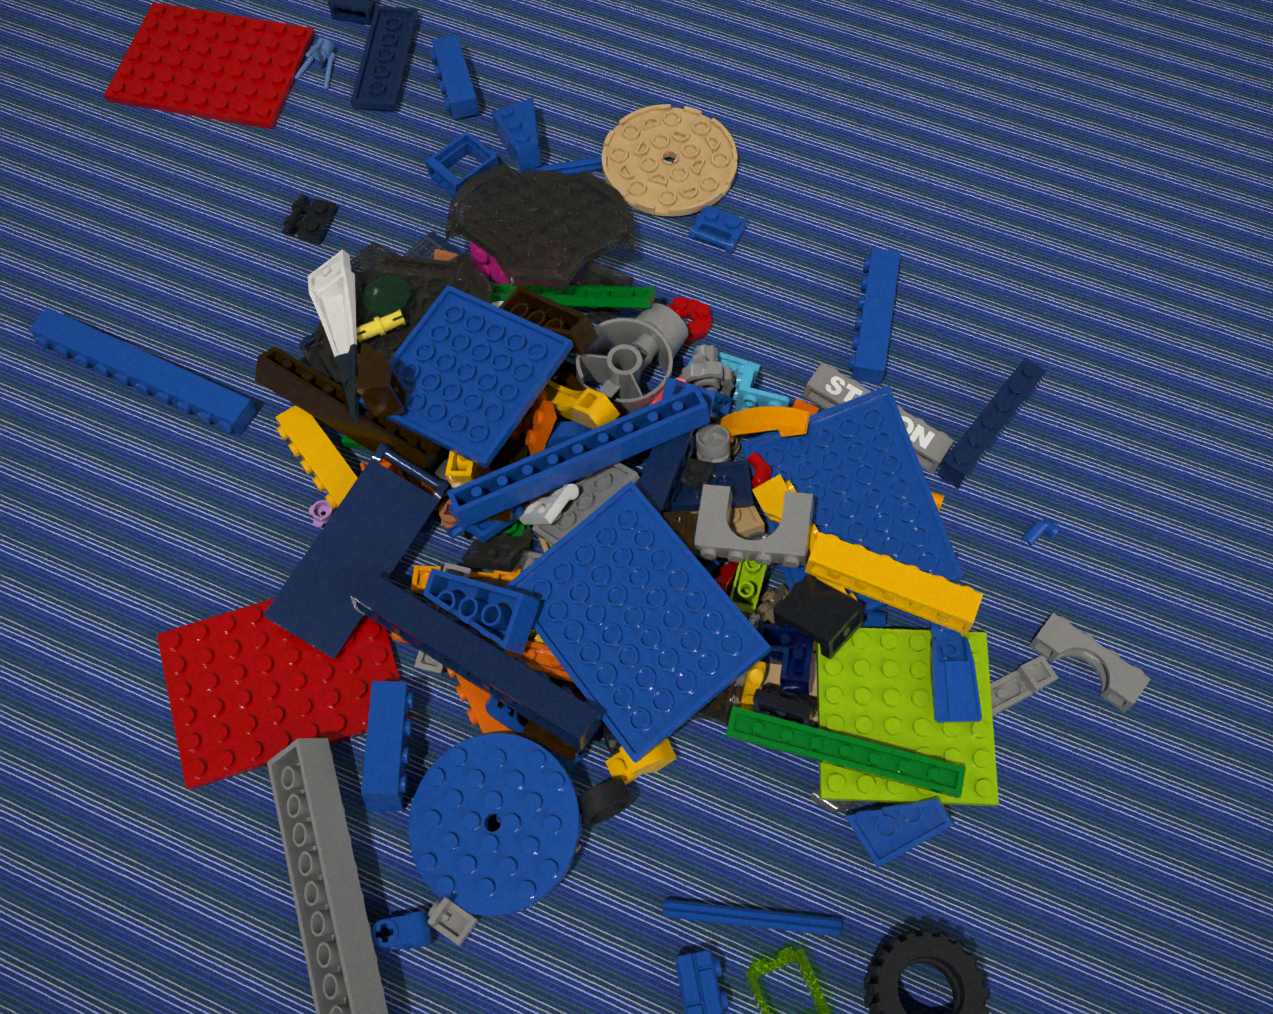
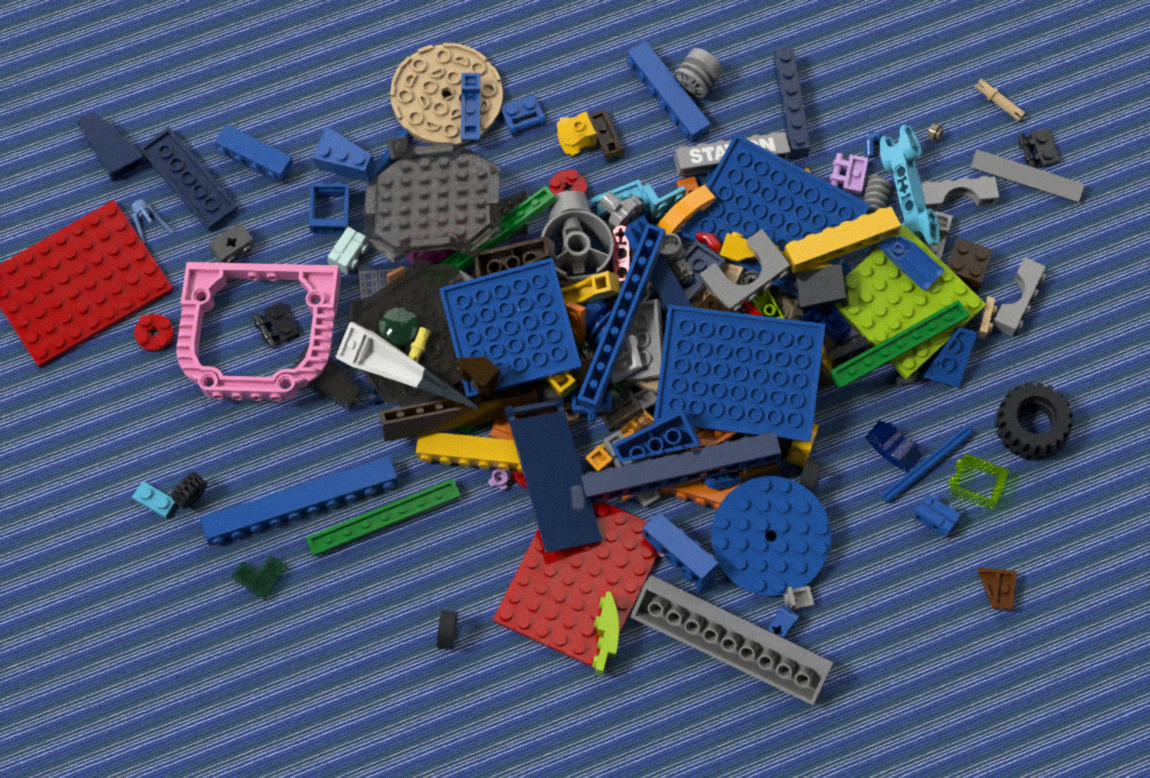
camera: 50 degrees left, 5 degrees up
(31, 408) = (260, 581): none -> clear green plate
(47, 268) = (154, 500): none -> medium azure plate
(69, 279) = (189, 490): none -> black tyre
(87, 600) = (447, 629): none -> black tyre
(189, 450) = (383, 517): none -> green plate
(216, 134) = (148, 323): none -> red plate
(232, 750) = (607, 626): none -> lime slope
(290, 136) = (206, 279): none -> bright pink arch
(290, 291) = (334, 384): none -> clear smoke slope
(352, 129) = (235, 236): none -> dark grey brick
(431, 209) = (348, 250): none -> light aqua brick
(575, 163) = (397, 147): none -> dark grey plate
(674, 181) = (470, 107): none -> blue slope
(733, 860) = (893, 446): none -> clear blue brick
(745, 277) = (576, 133): none -> yellow piece
(774, 303) = (606, 135): none -> dark brown plate
(922, 318) = (698, 72): none -> light grey wheel
(989, 545) = (855, 173): none -> lavender plate
(993, 581) = (876, 193): none -> light grey piece
(998, 816) = (985, 324): none -> tan plate
(1026, 743) = (969, 262): none -> dark brown brick
(1052, 571) = (901, 160): none -> medium azure piece
(1085, 822) = (1010, 315): none -> light grey arch
(1126, 578) = (935, 132): none -> dark tan plate
(1195, 715) = (1027, 175): none -> light grey tile
(1235, 599) = (993, 94): none -> tan pin
(1244, 701) = (1043, 146): none -> black plate

